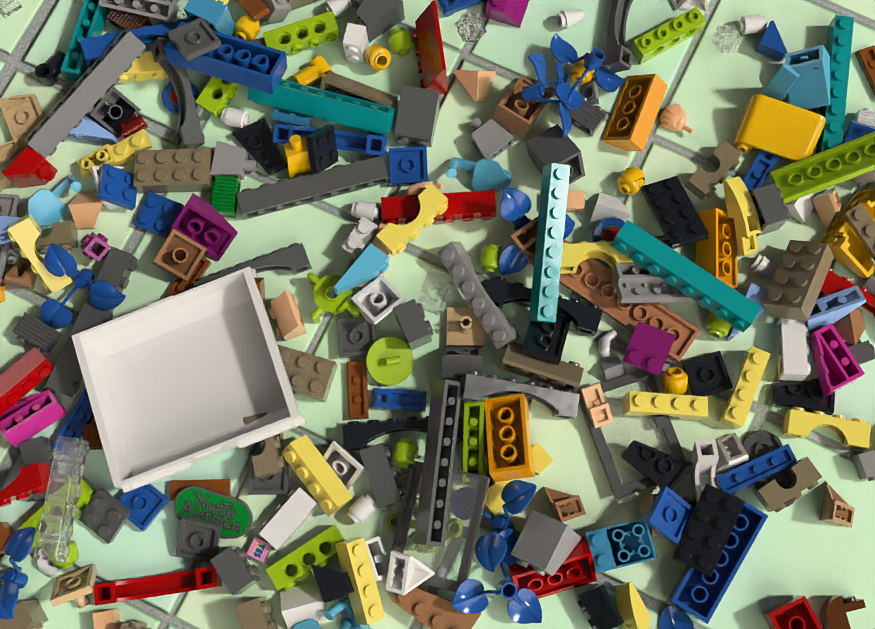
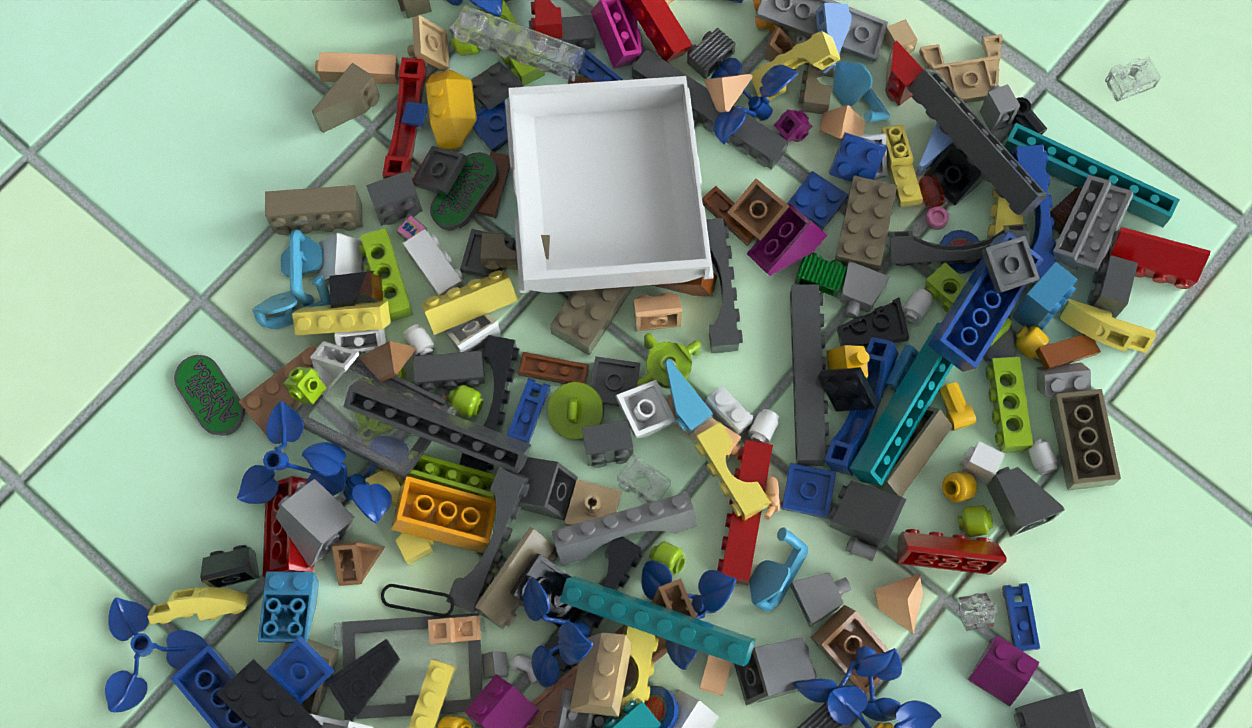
camera: 100 degrees right, 5 degrees down
(47, 87) = (999, 108): none -> light grey brick
(74, 304) = (726, 90): none -> light nougat slope
(134, 547) = (450, 108): none -> yellow wedge
(149, 577) = (415, 114): none -> blue slope
(154, 120) = (937, 218): none -> bright pink tile
(326, 561) = (372, 286): none -> reddish brown slope
(390, 527) = (387, 359): none -> medium nougat slope
(431, 589) = (304, 385): none -> lime brick
(444, 118) = (861, 549): none -> light grey pin
(573, 443) = (417, 590): none -> black piece
(592, 293) = (572, 636): none -> blue plant
(604, 274) = (602, 675): none -> tan slope

